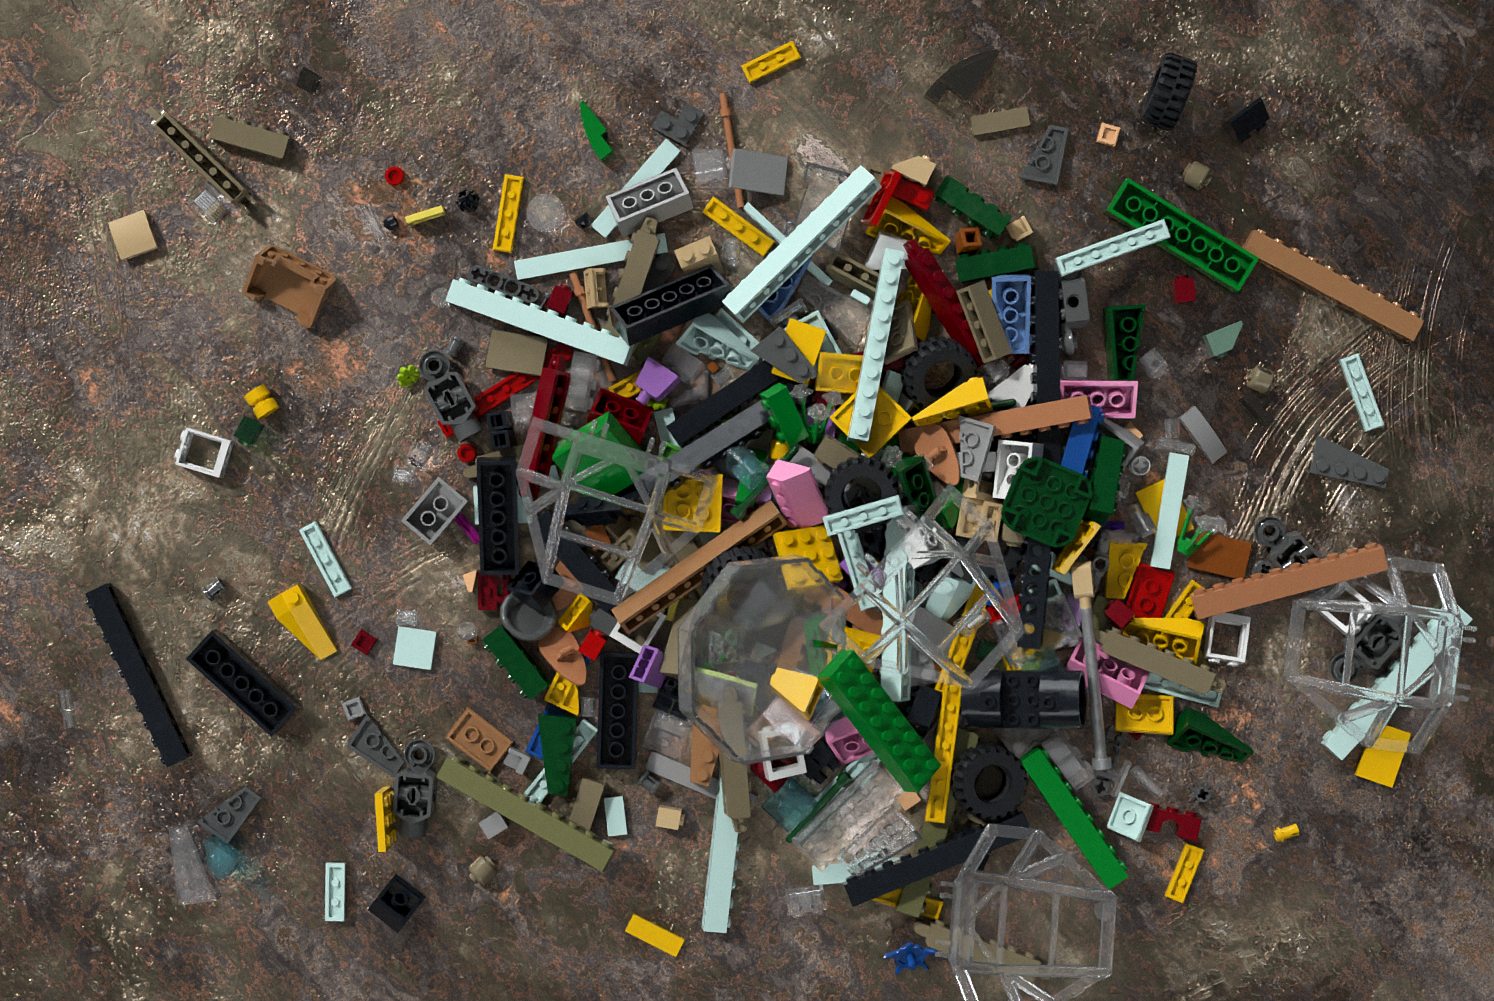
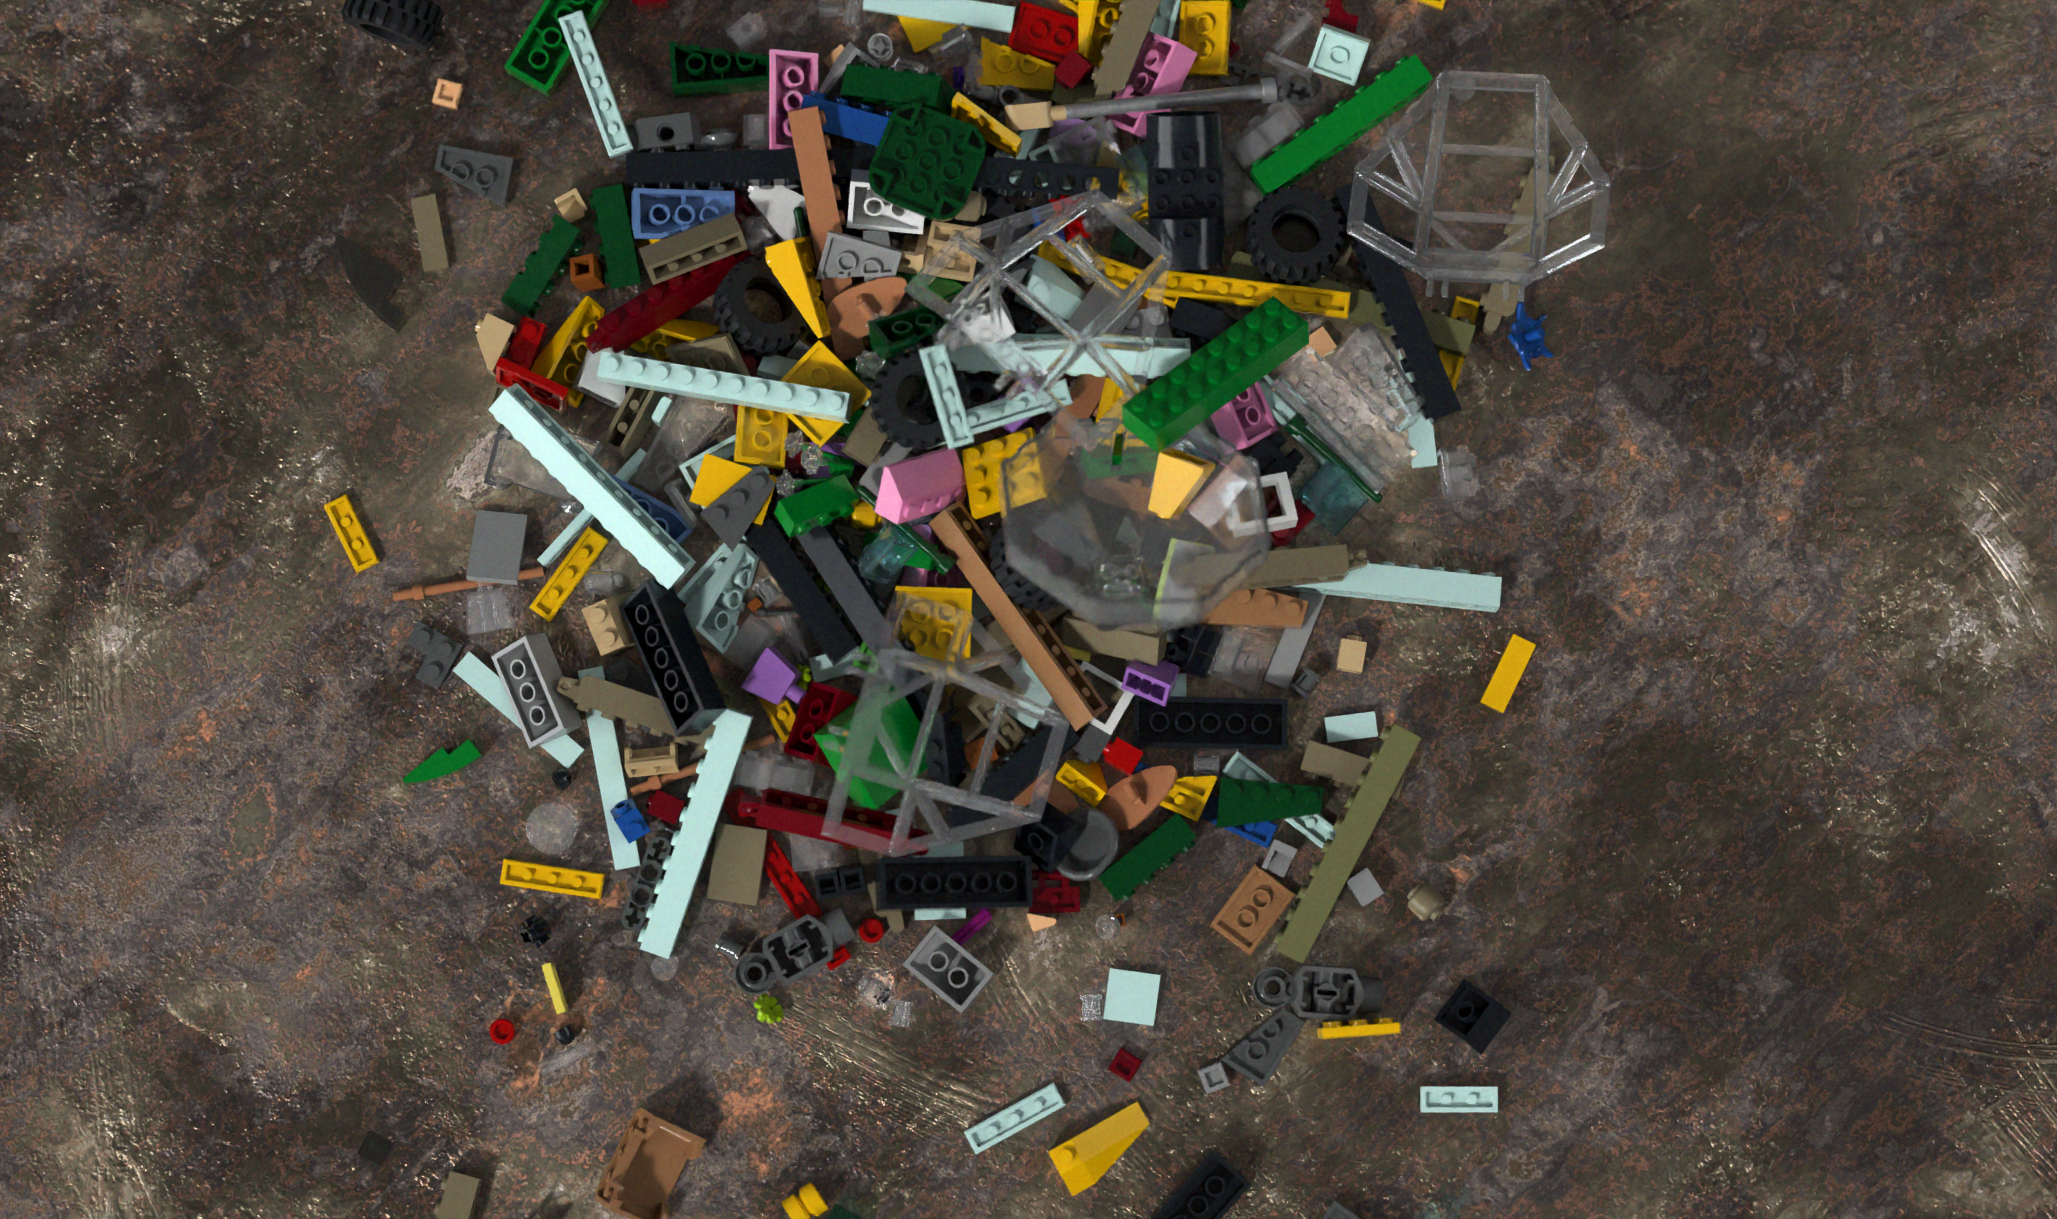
camera: 90 degrees left, 5 degrees down
(550, 271) = (629, 820): none -> blue bracket

